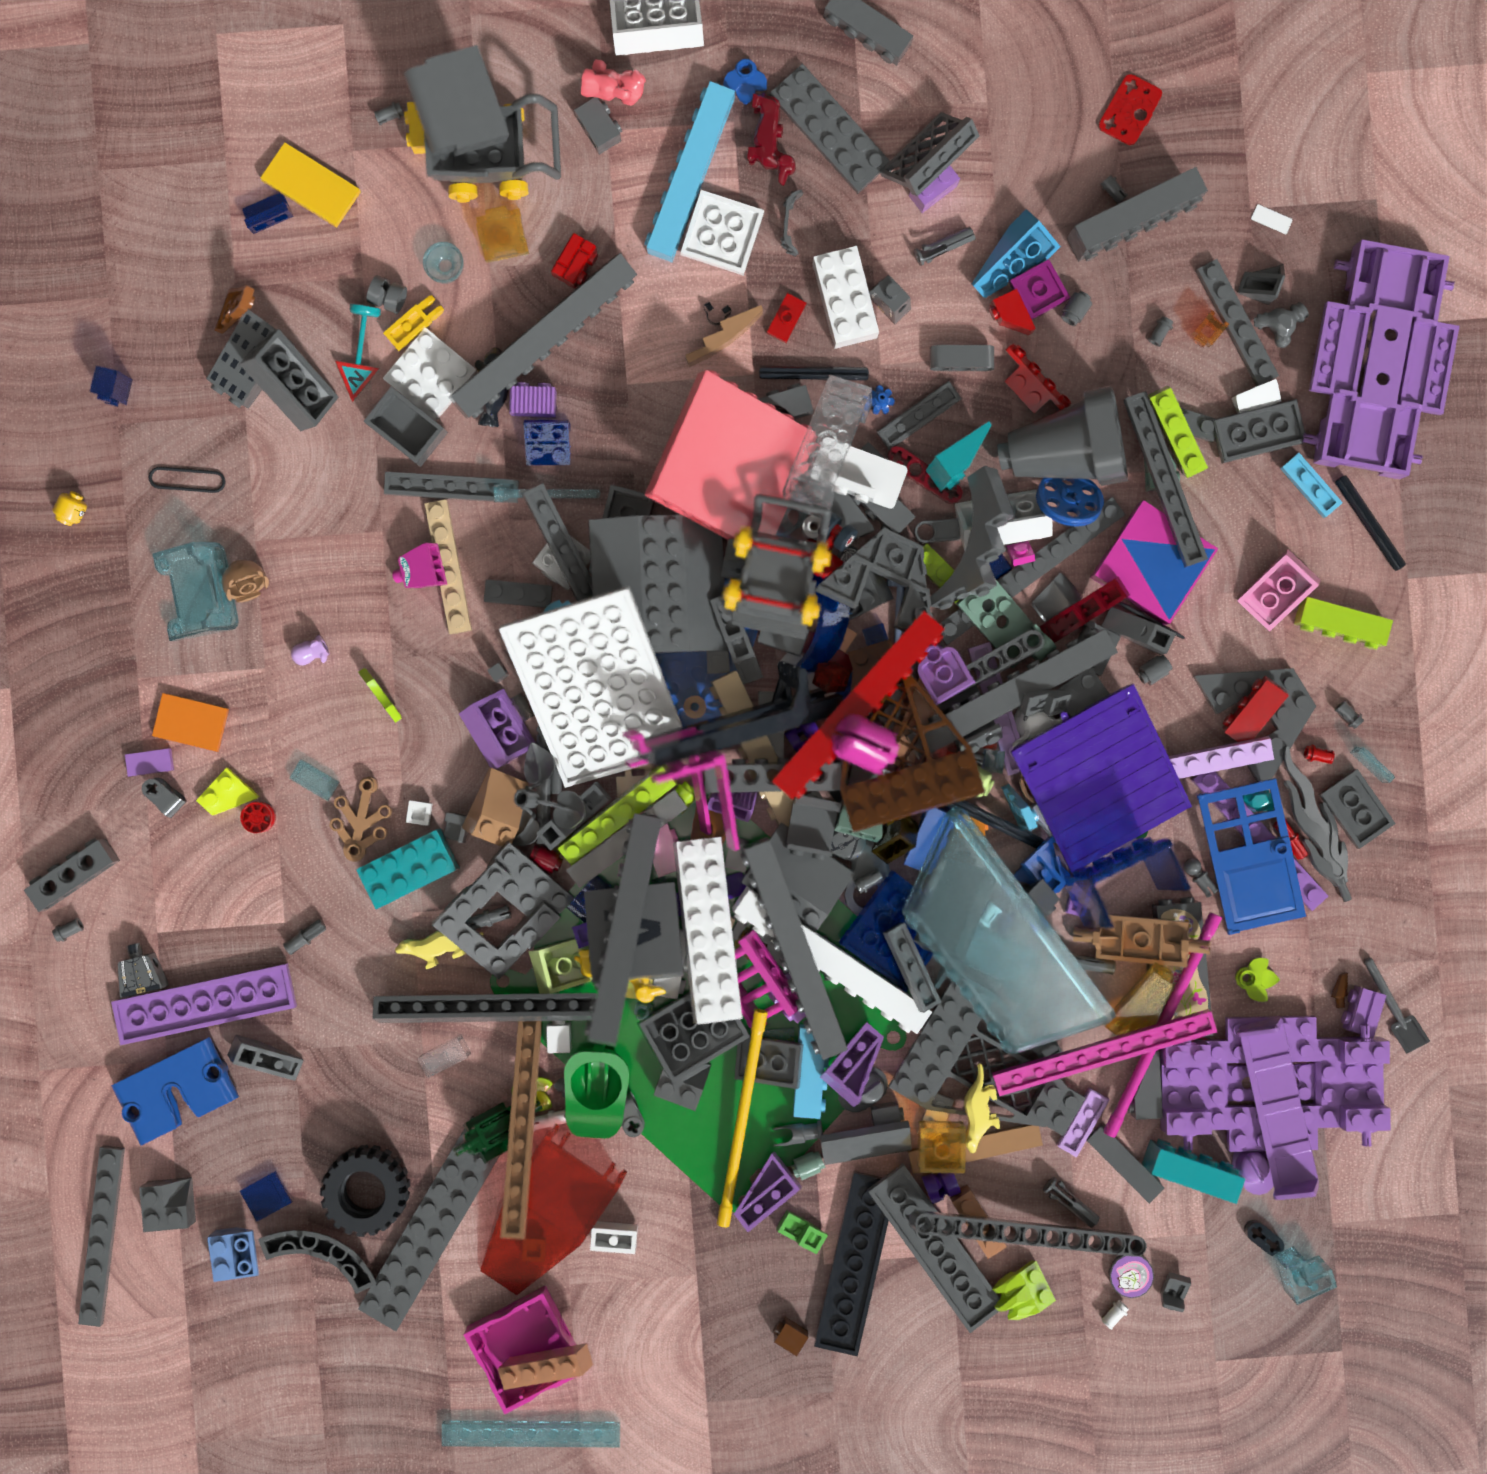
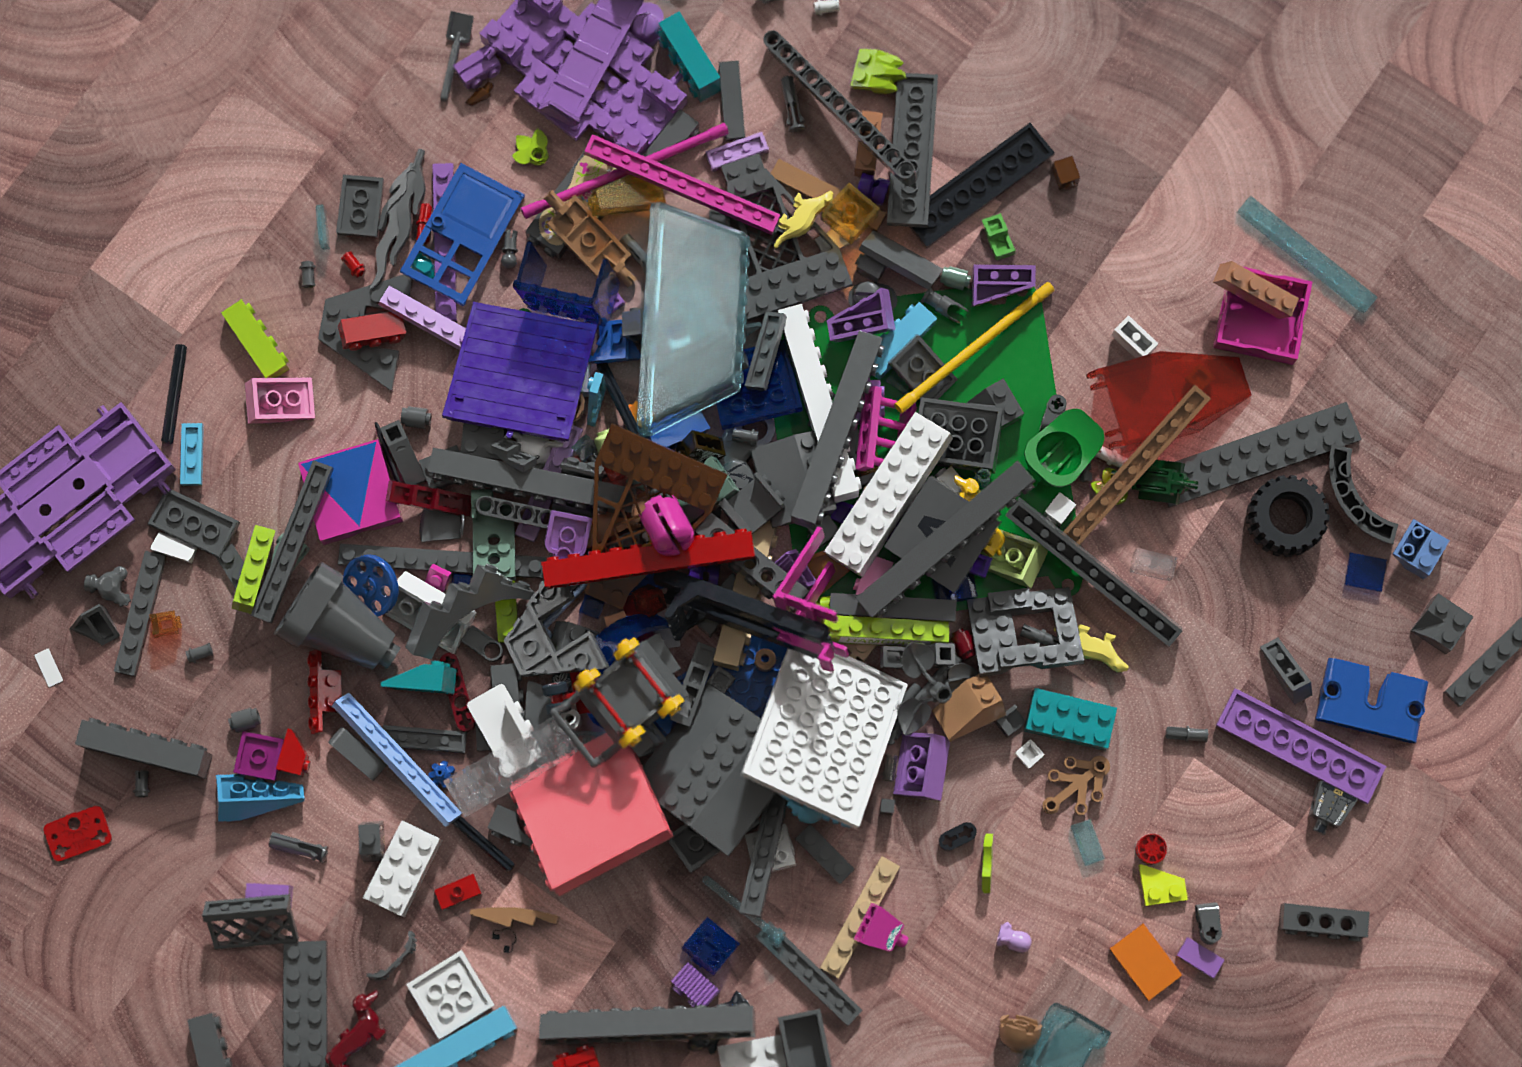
camera: 145 degrees left, 10 degrees down
(62, 932) = (1359, 883): dark grey pin -> none
(418, 694) = (960, 840): none -> black beam
(926, 378) = (397, 759): none -> light blue plate
(1131, 1276) = (793, 23): tile -> none

